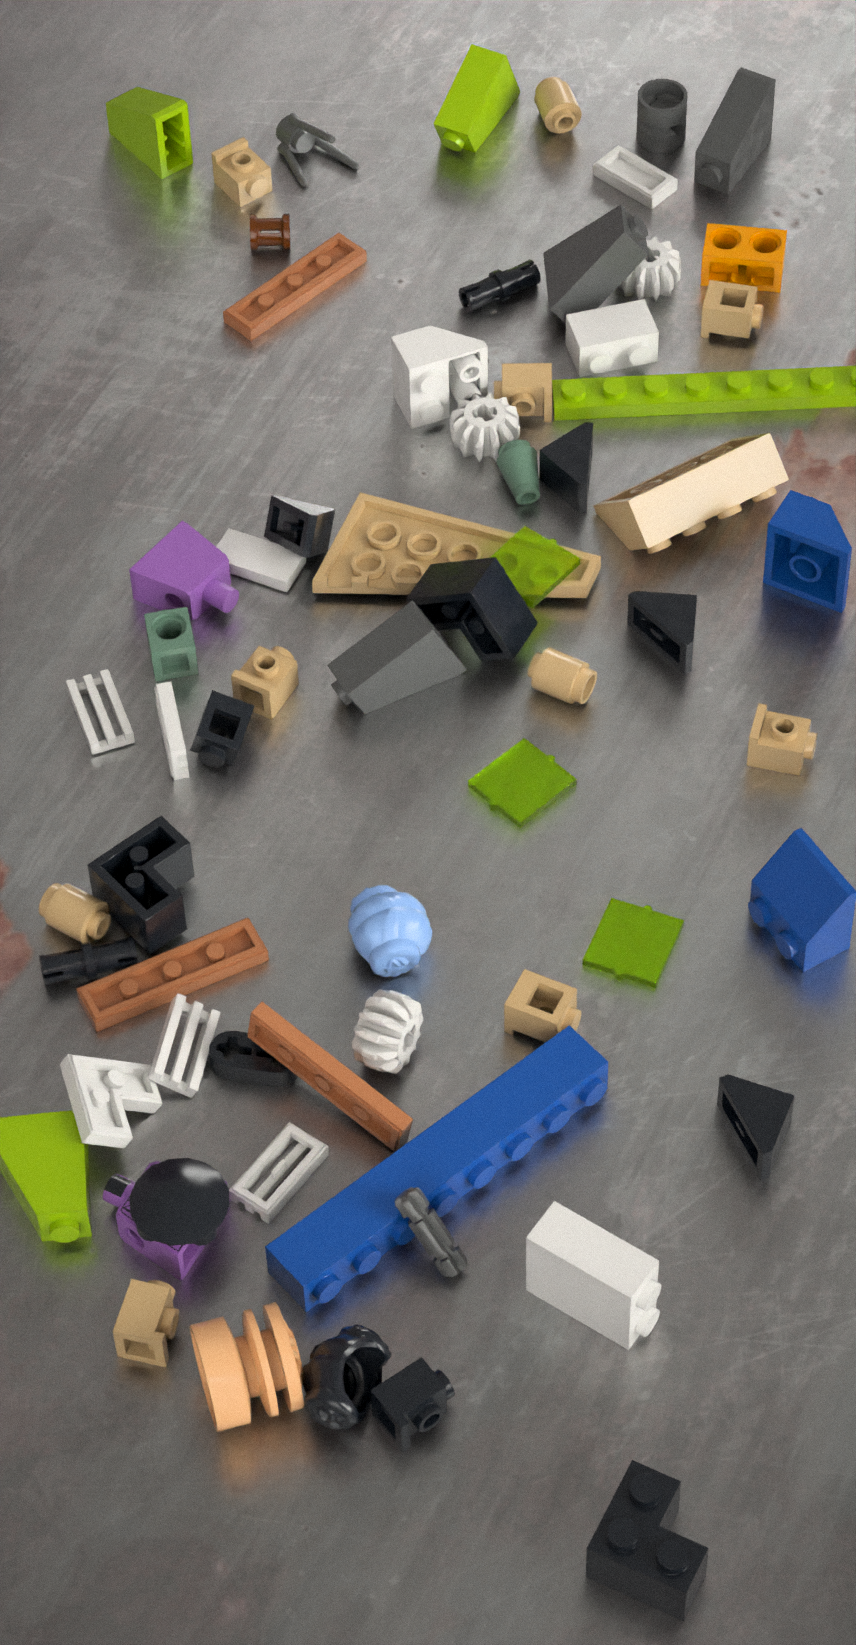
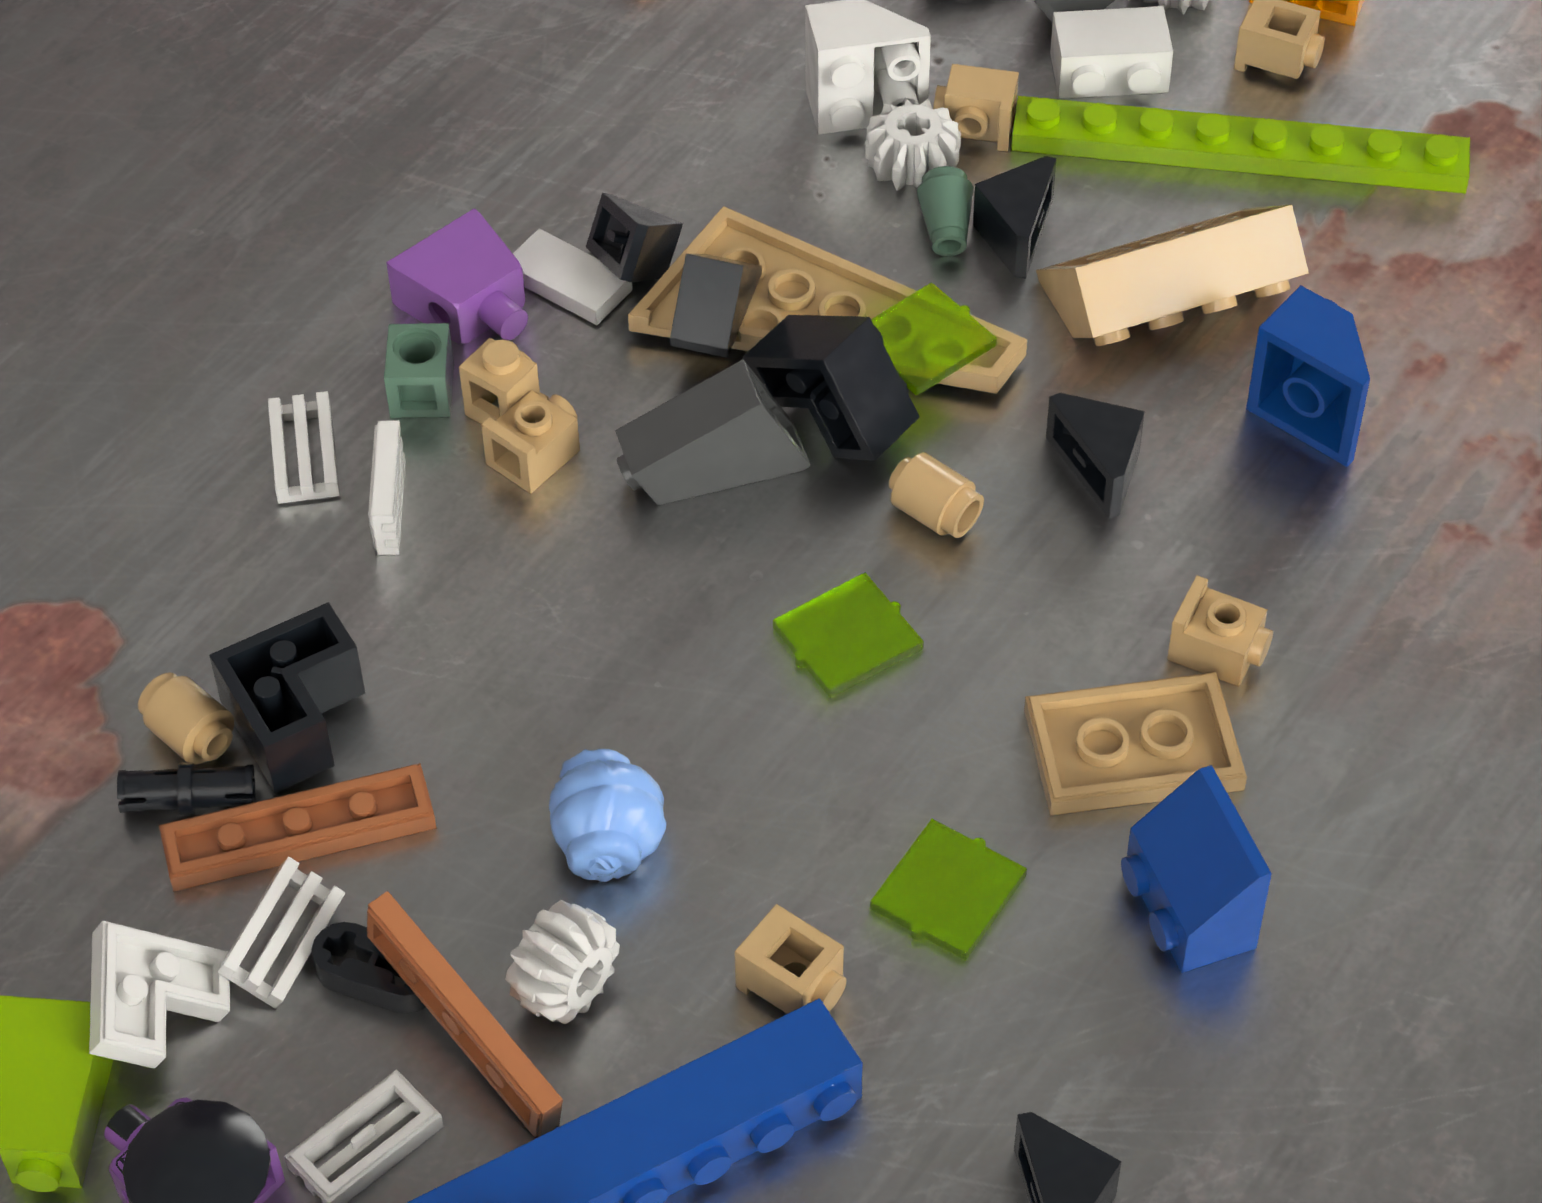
camera: 10 degrees right, 0 degrees up
(221, 730) = (454, 479): black brick -> none
(231, 634) = (496, 372): none -> tan brick
(372, 564) = (712, 302): none -> black slope
(734, 824) = (1131, 741): none -> tan tile

